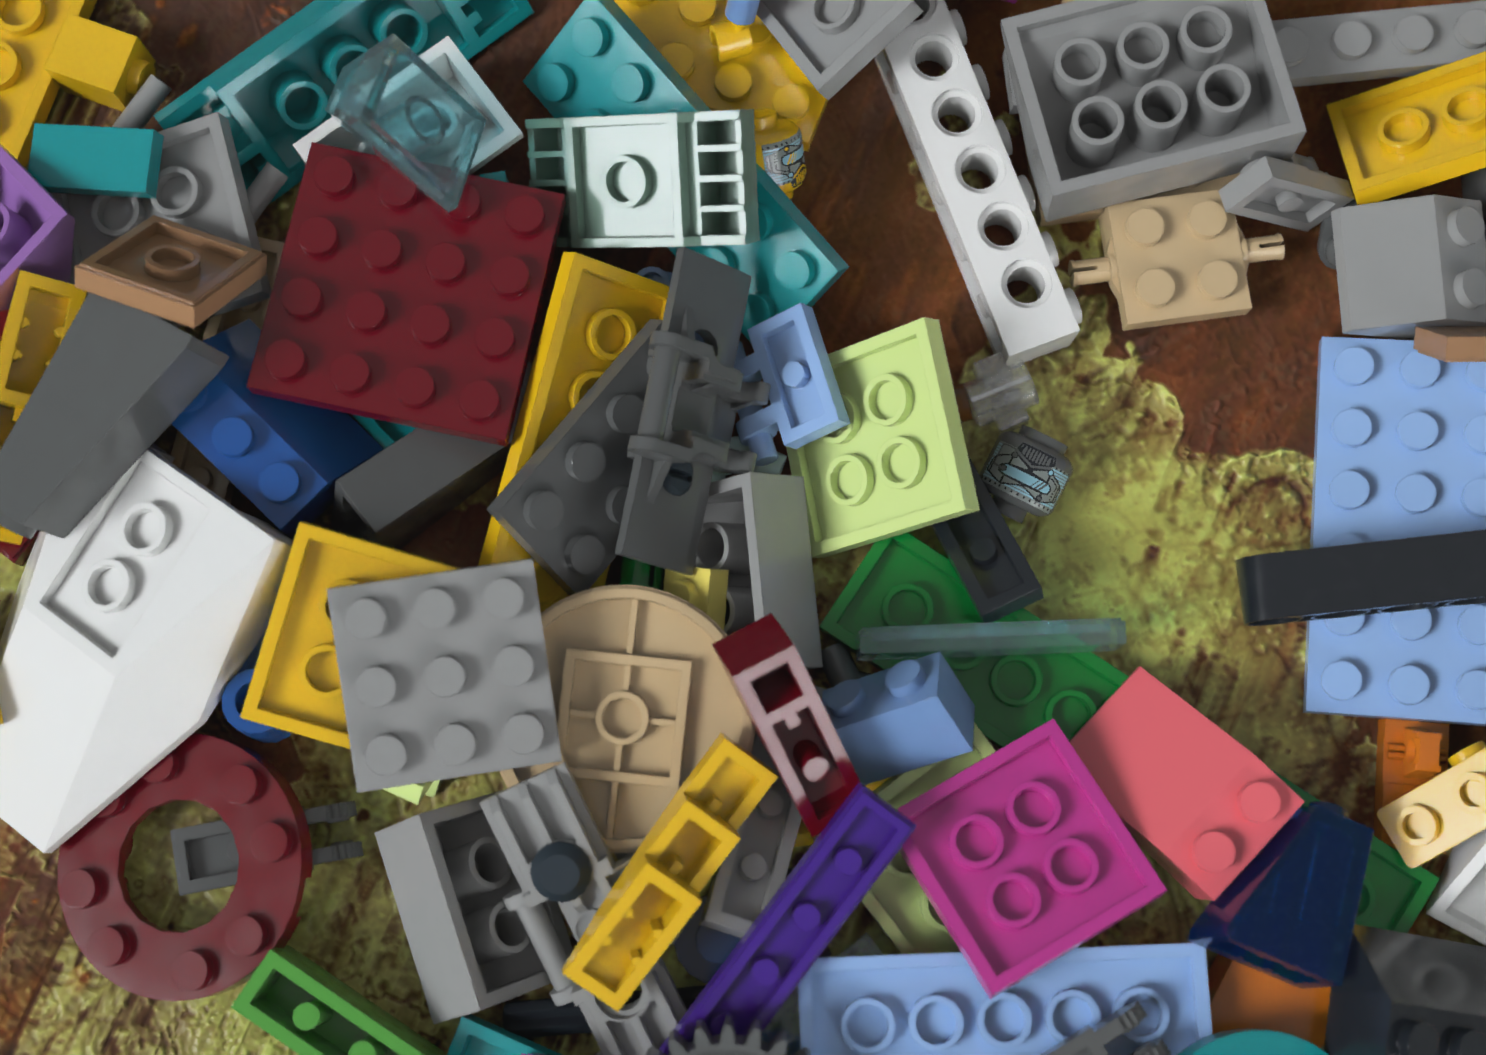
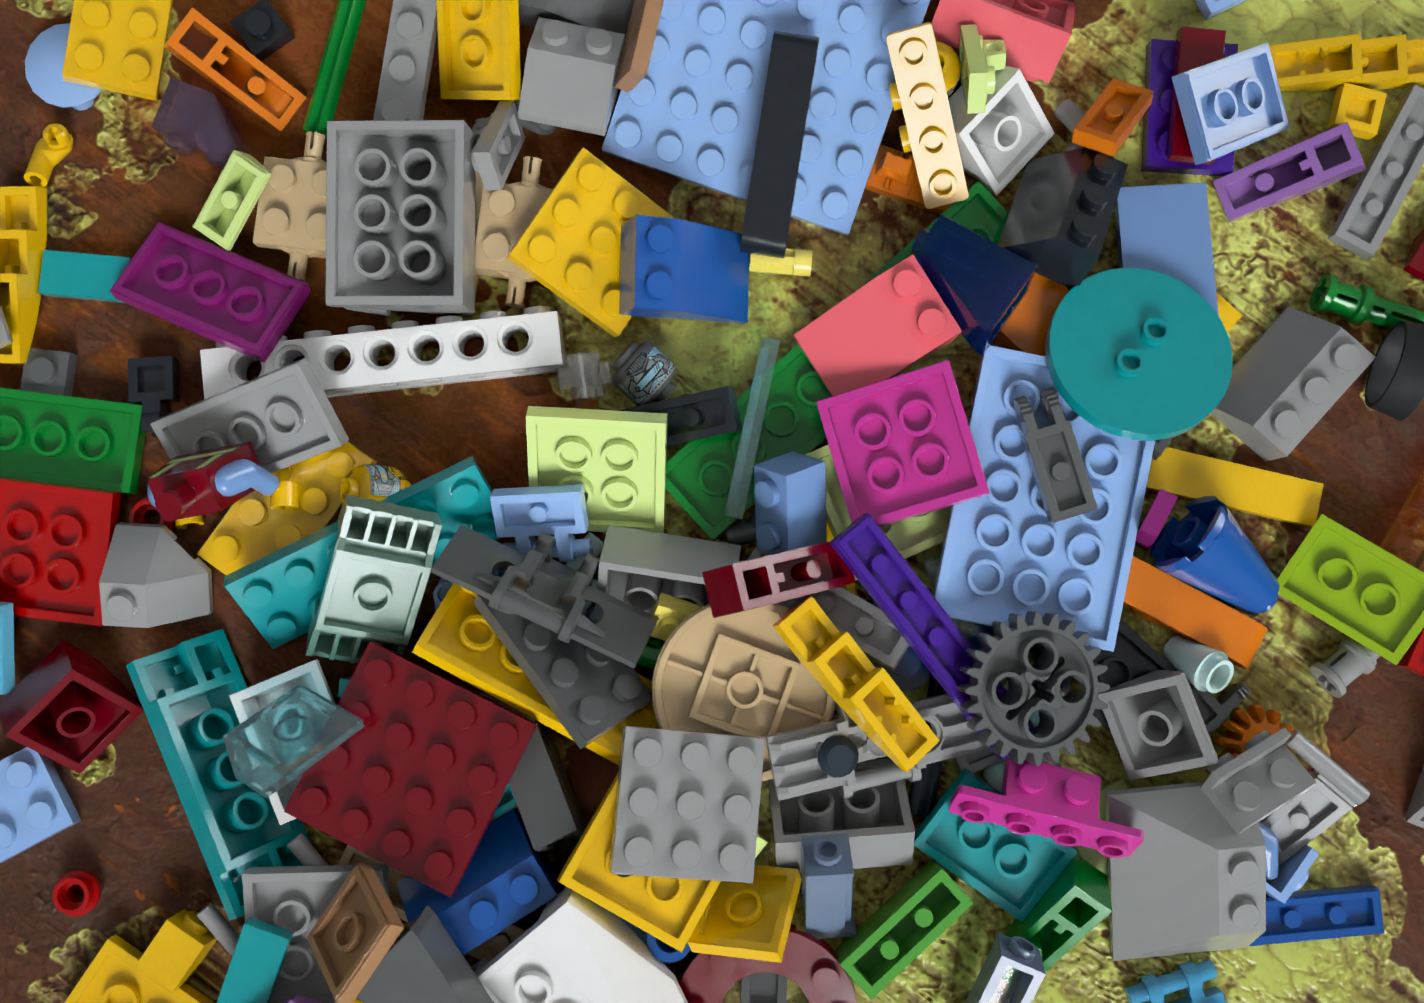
camera: 75 degrees left, 5 degrees up
(309, 803) = (749, 917): none -> yellow plate
(374, 904) = (827, 886): none -> sand blue window
(1185, 488) = (682, 271): none -> blue slope
(1190, 363) = (577, 239): none -> yellow plate
(1241, 643) = (795, 262): none -> light yellow piece

